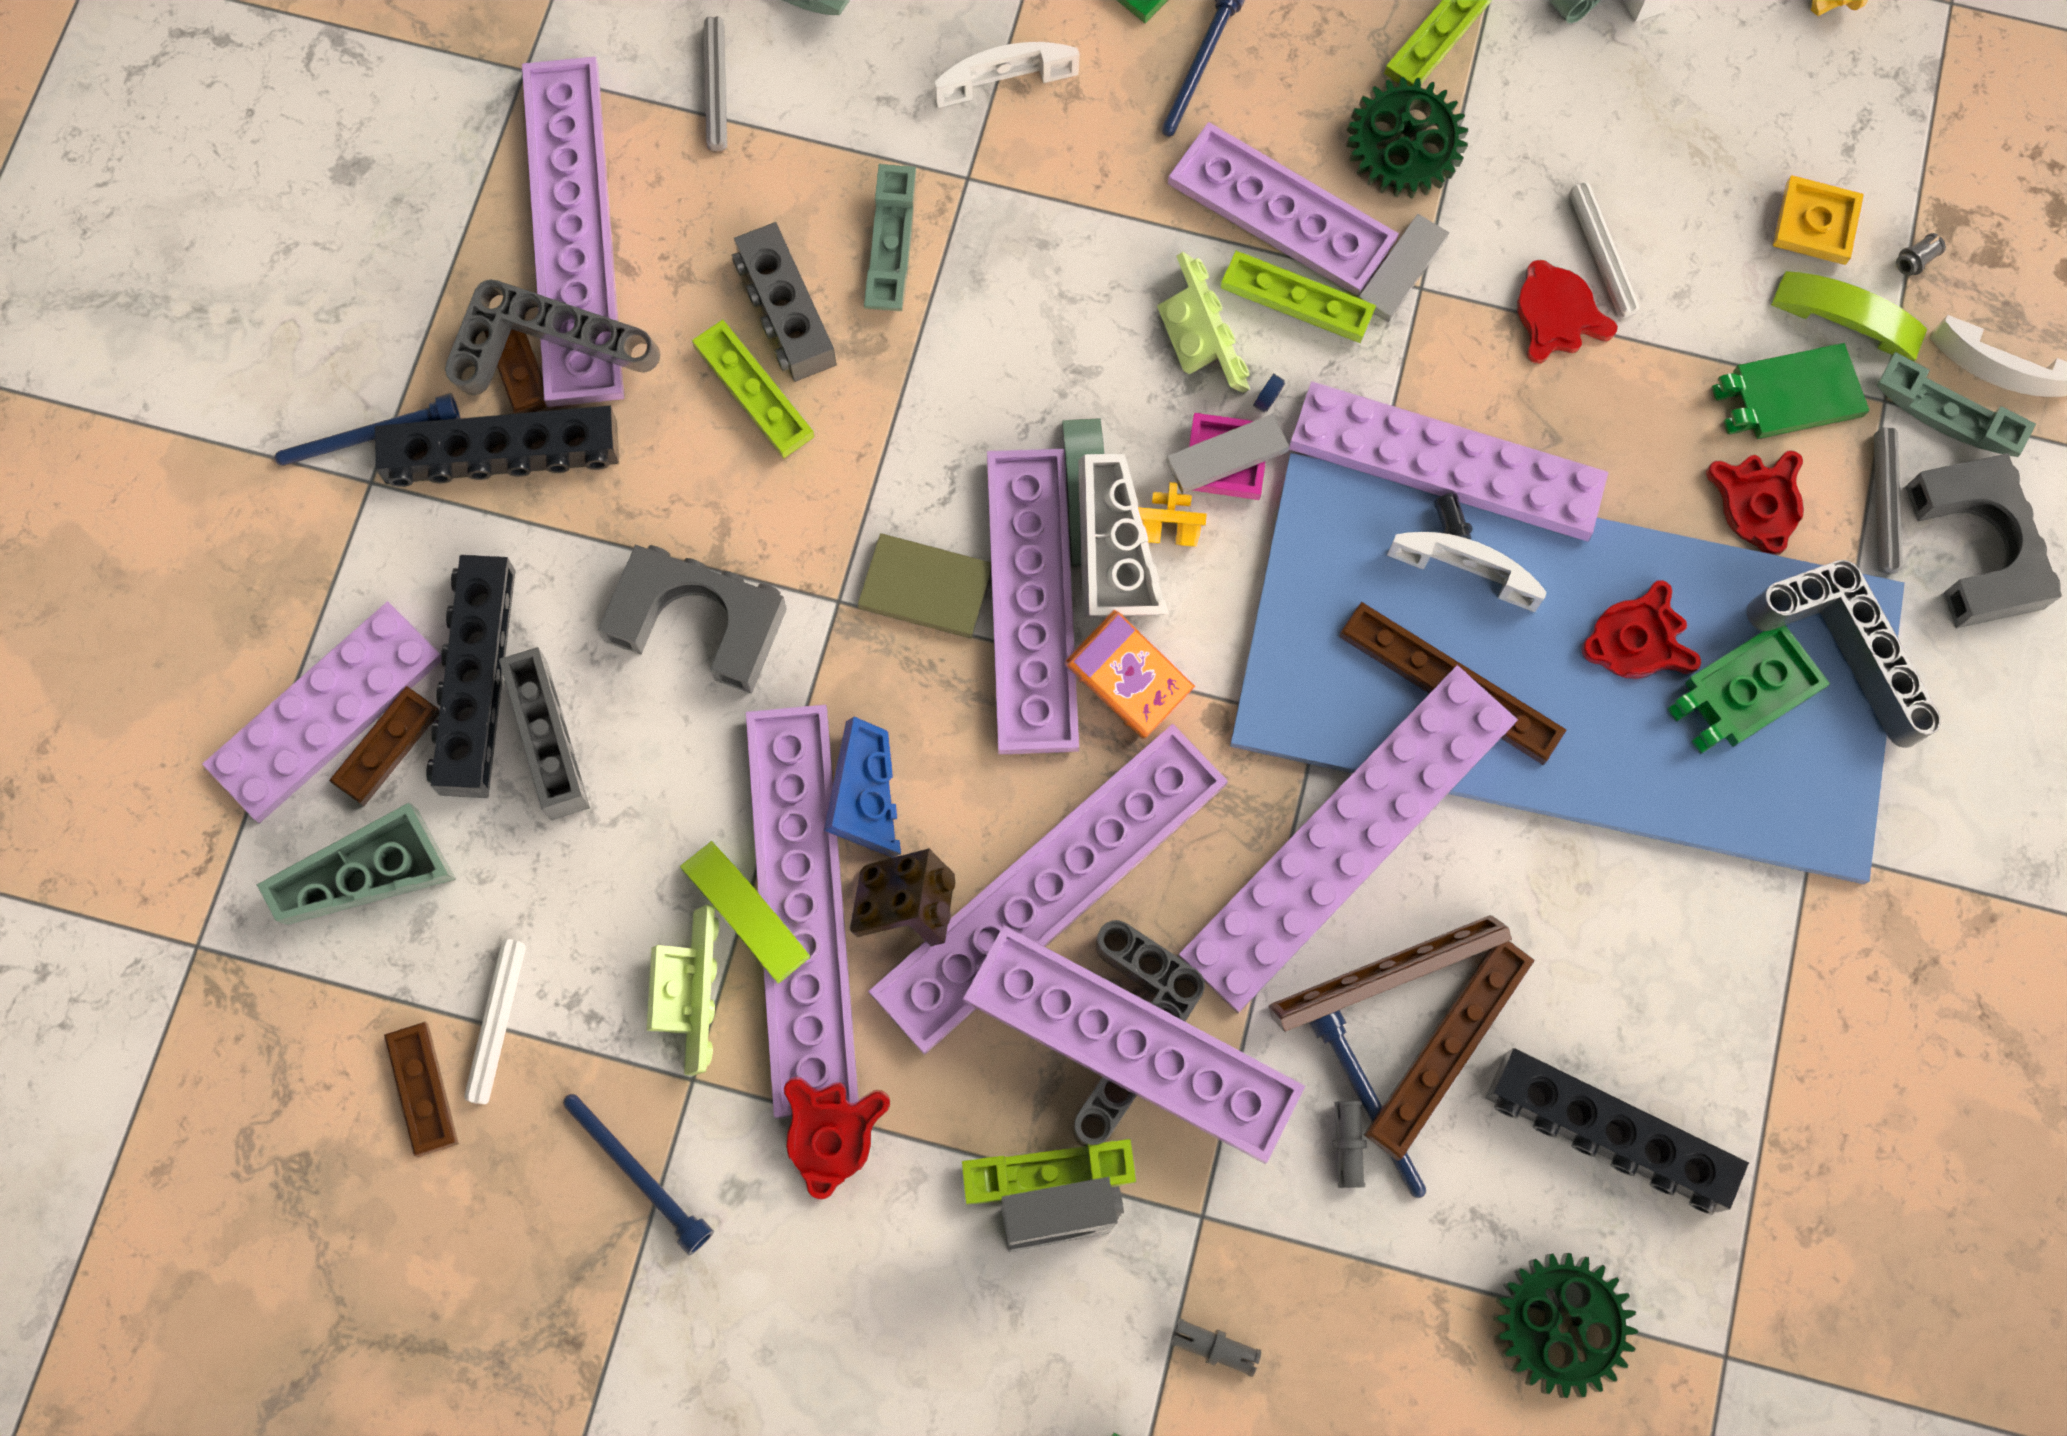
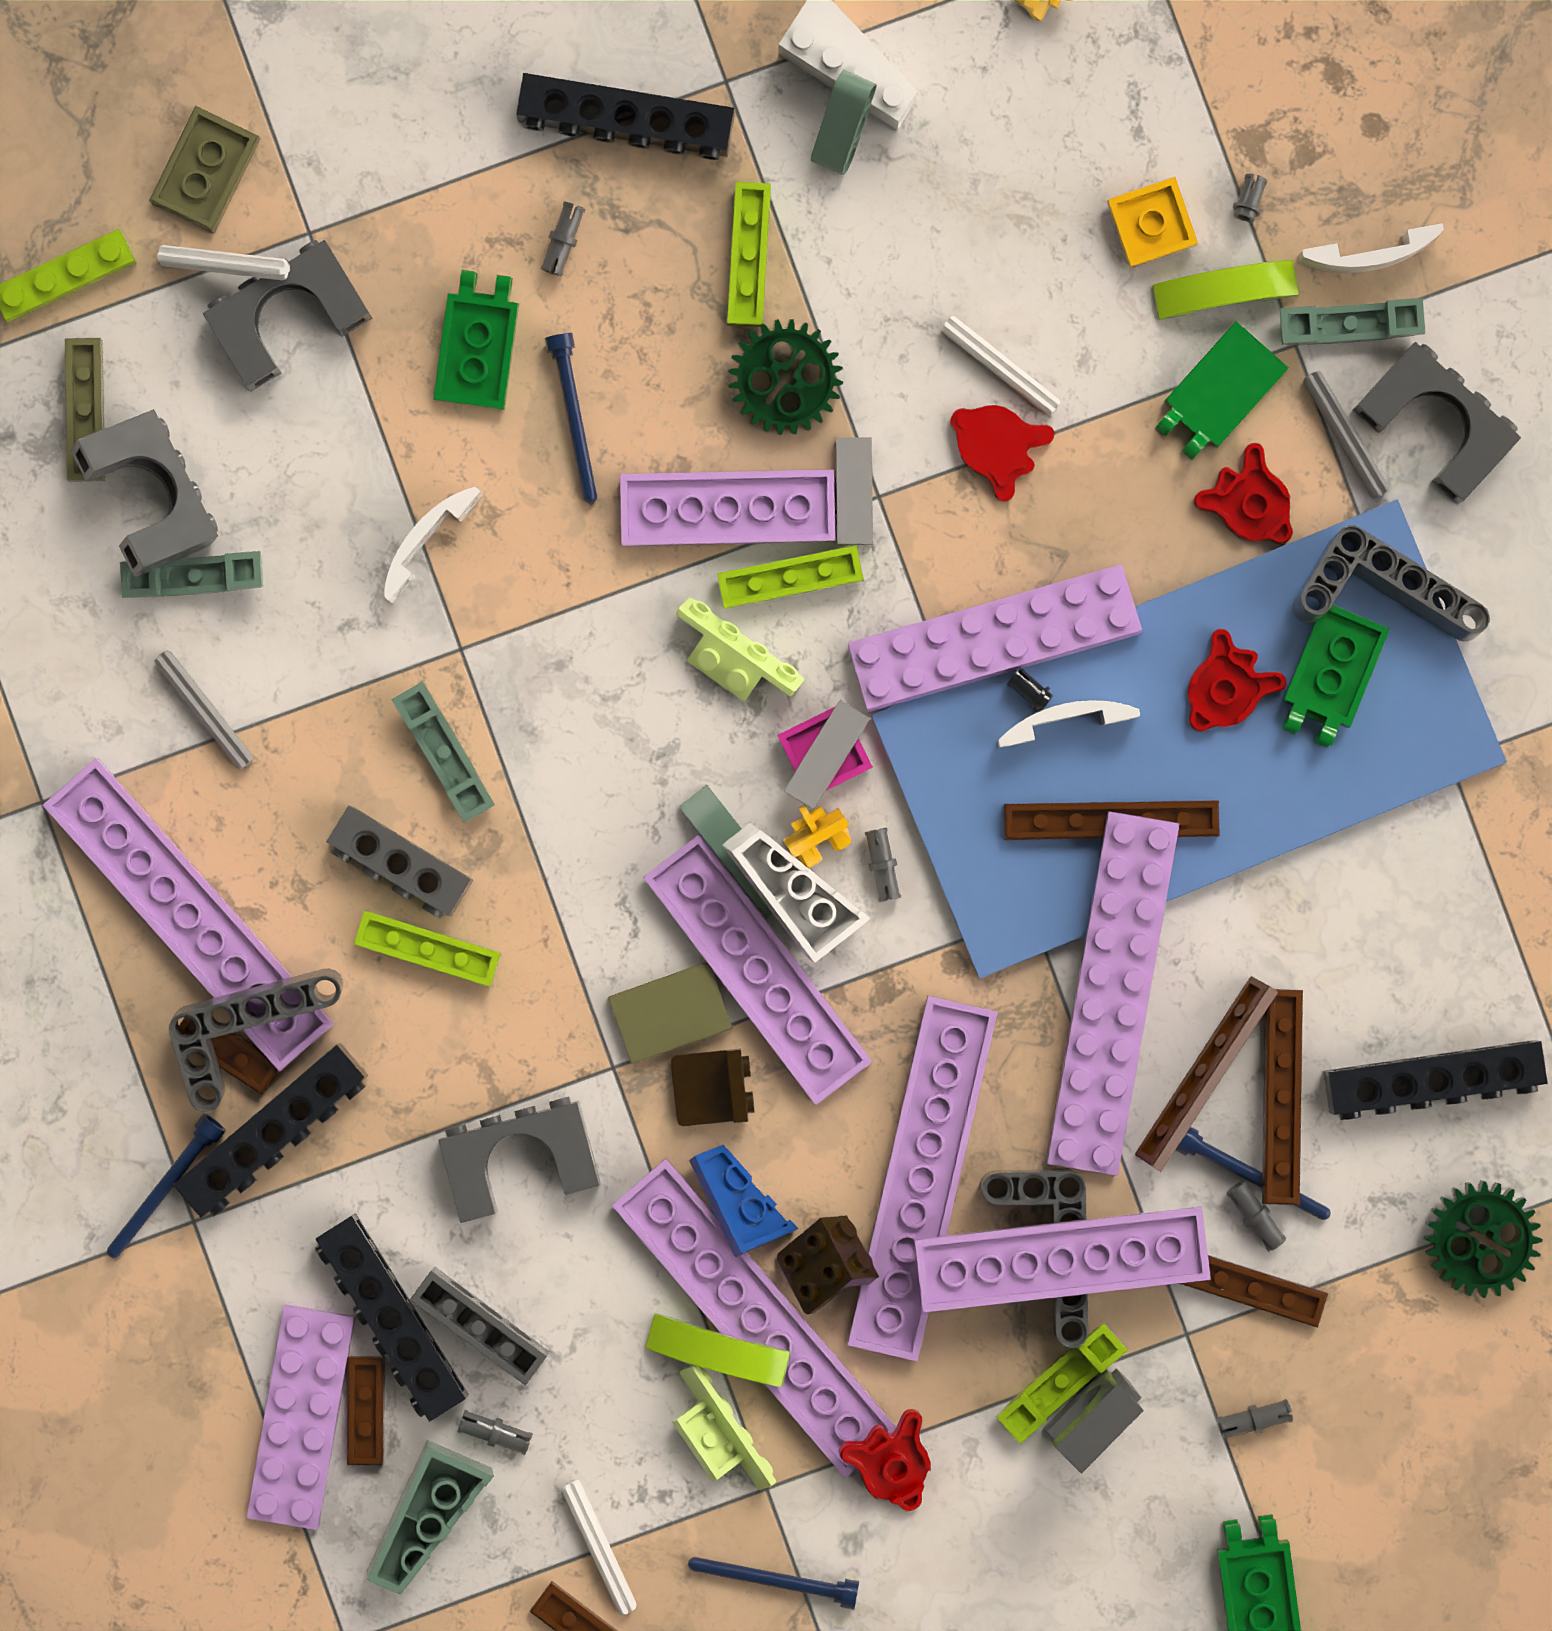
camera: 30 degrees left, 15 degrees up
(483, 844) = (495, 1432): none -> dark grey pin
(915, 672) = (711, 1087): none -> dark brown bracket
(1129, 674) = (872, 983): piece -> none
(1211, 585) = (882, 864): none -> dark grey pin
(1269, 393) = (823, 676): dark blue tile -> none
(1300, 1219) = (1263, 1291): none -> reddish brown tile

